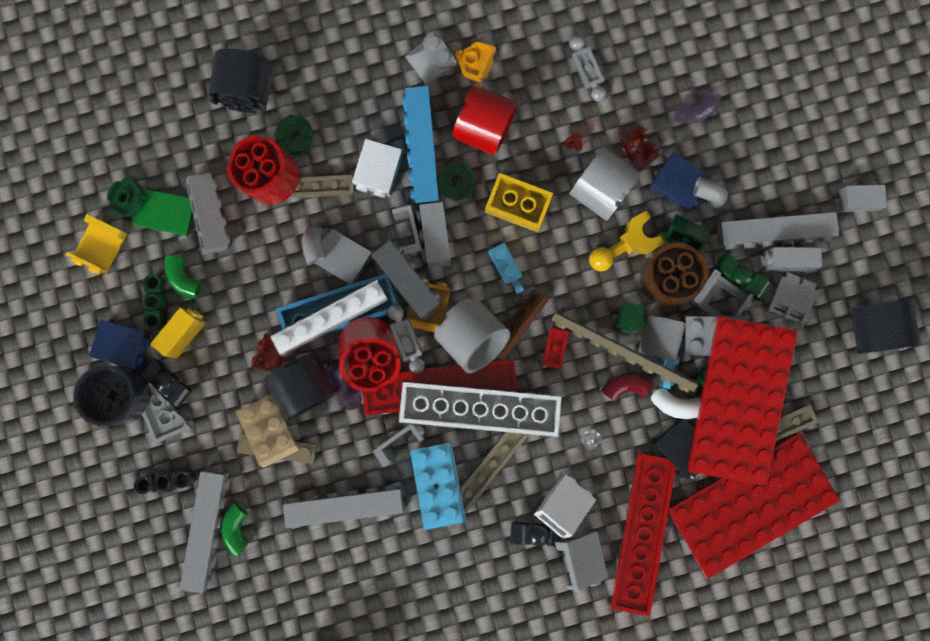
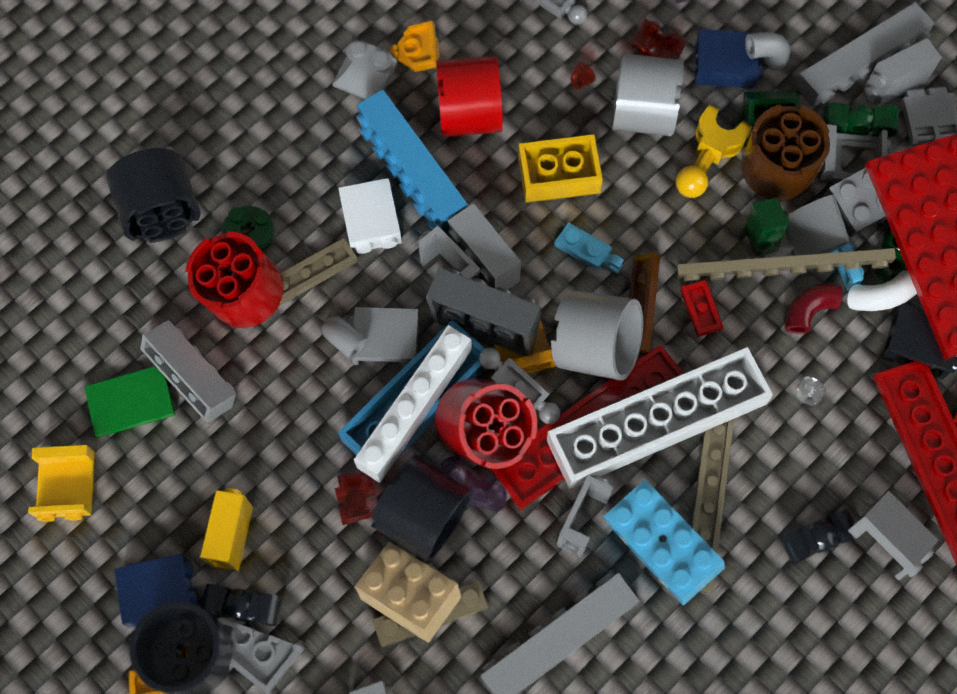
camera: 30 degrees left, 15 degrees down
(134, 199) = (84, 412): dark green plate -> none
(152, 293) = (168, 502): dark green piece -> none
(179, 280) = (191, 469): green cylinder -> none
(467, 181) = (484, 178): dark green plate -> none
(565, 507) = (832, 482): white brick -> none

